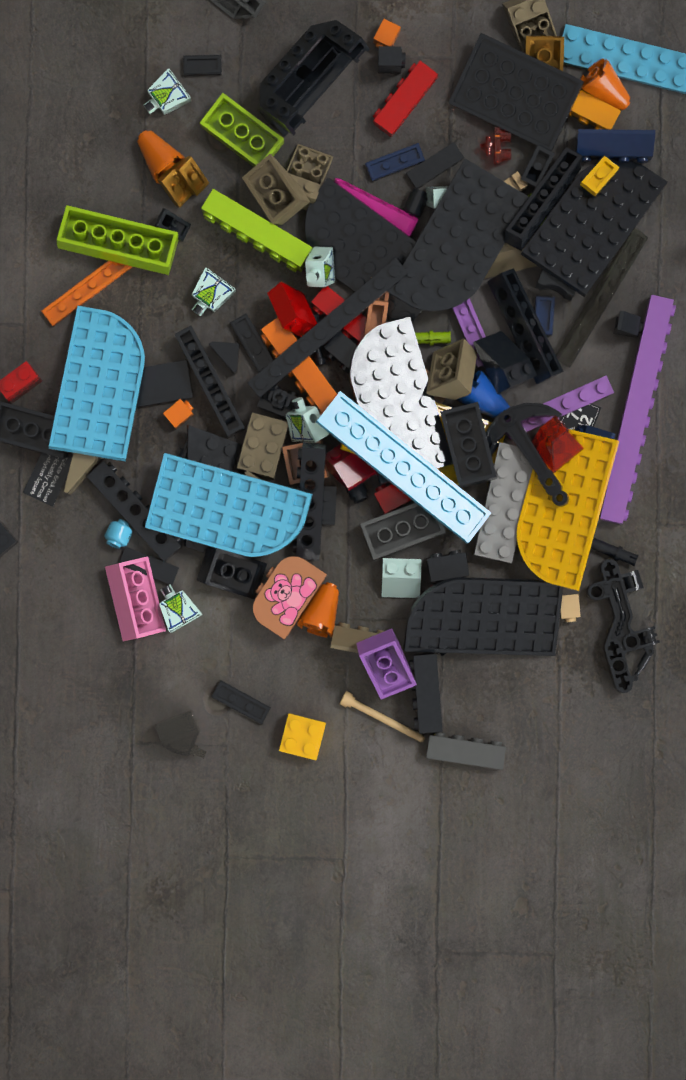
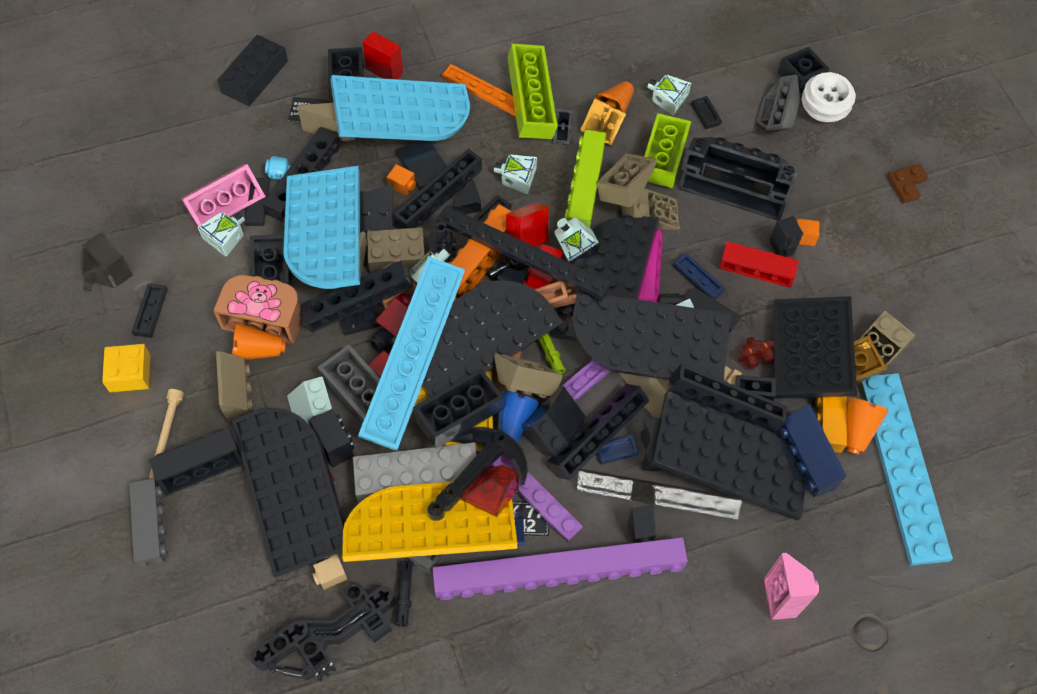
camera: 65 degrees right, 25 degrees down
(386, 663) = (211, 401): medium lavender slope -> none
(599, 176) = (774, 444): yellow plate -> none

